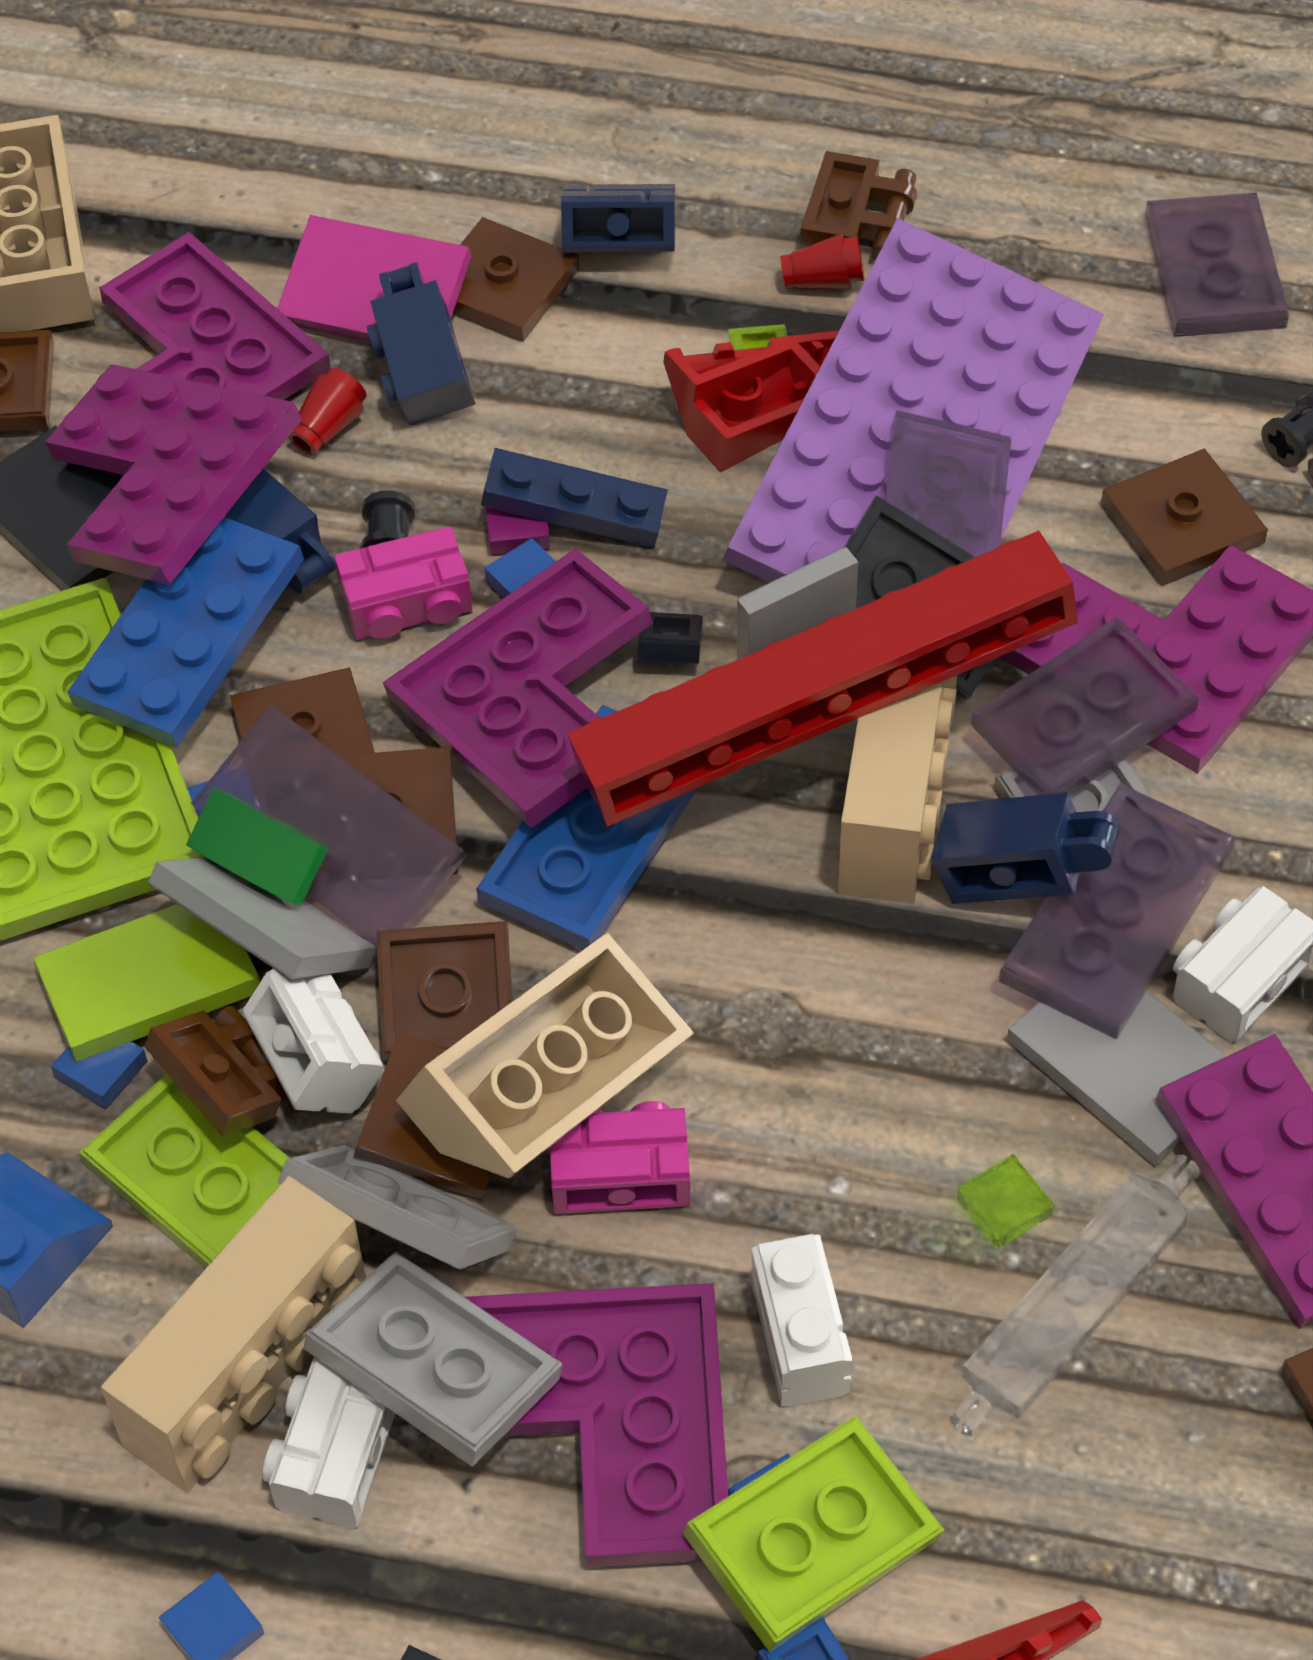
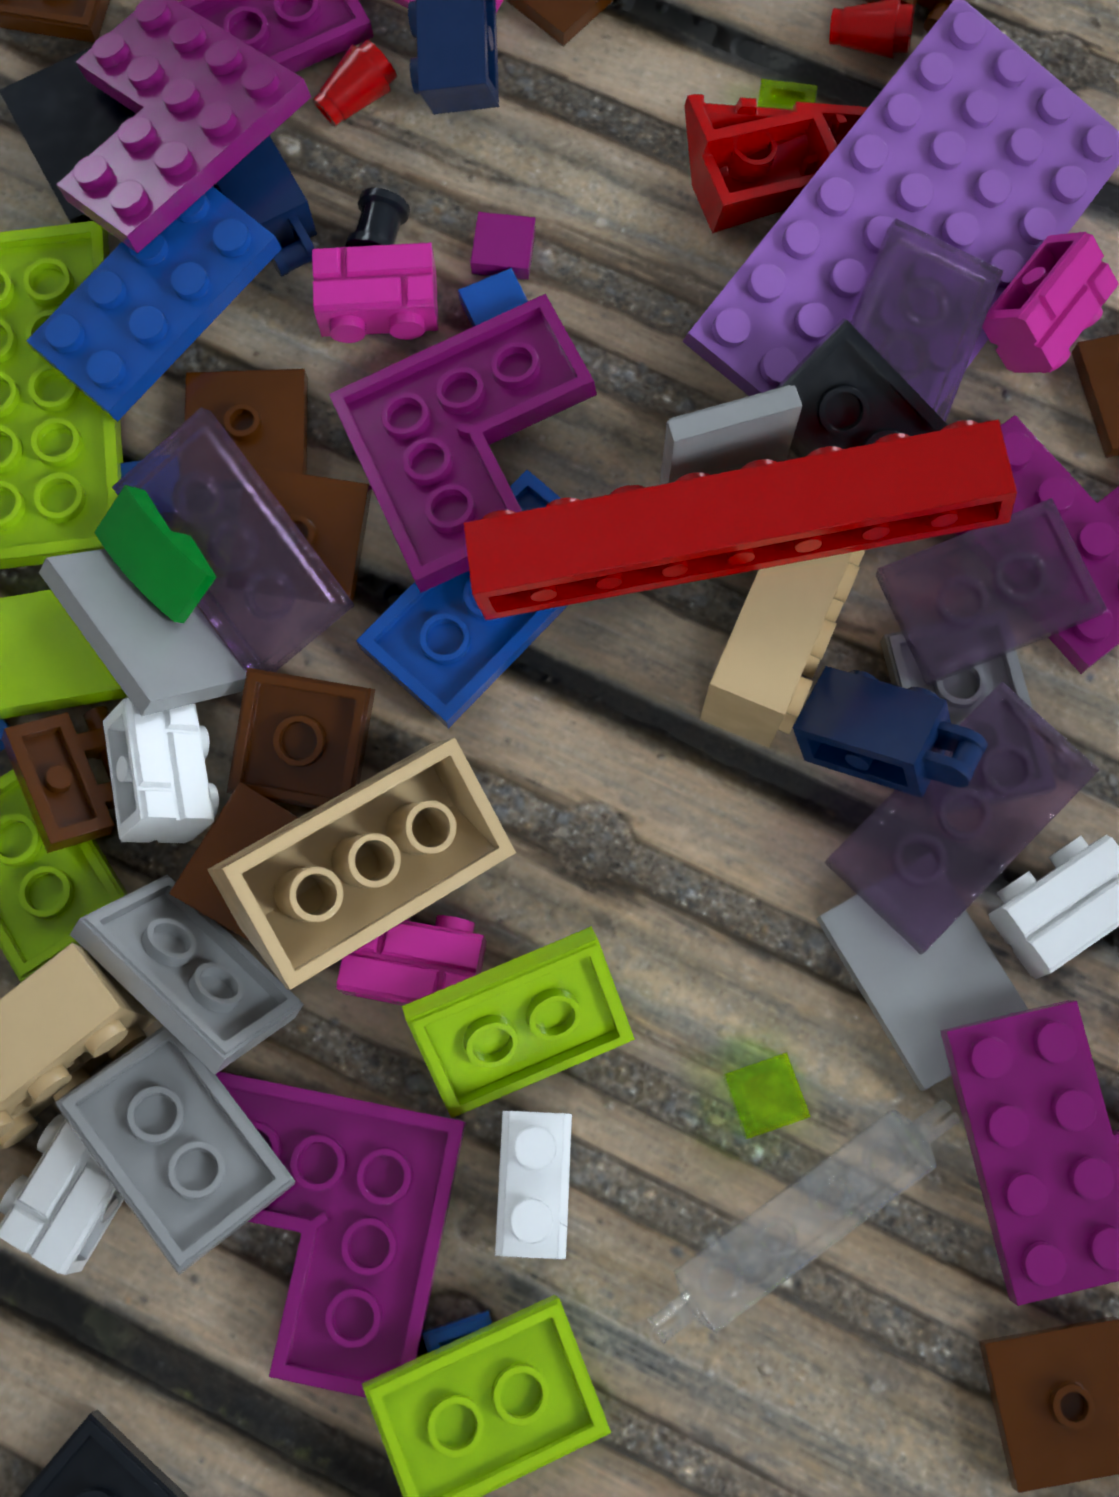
camera: 15 degrees right, 20 degrees up
(574, 497) = (561, 233): dark blue plate -> none
(671, 638) = (614, 410): black tile -> none
(743, 1177) = (519, 1022): none -> lime tile
(1065, 460) = (1050, 303): none -> dark pink brick

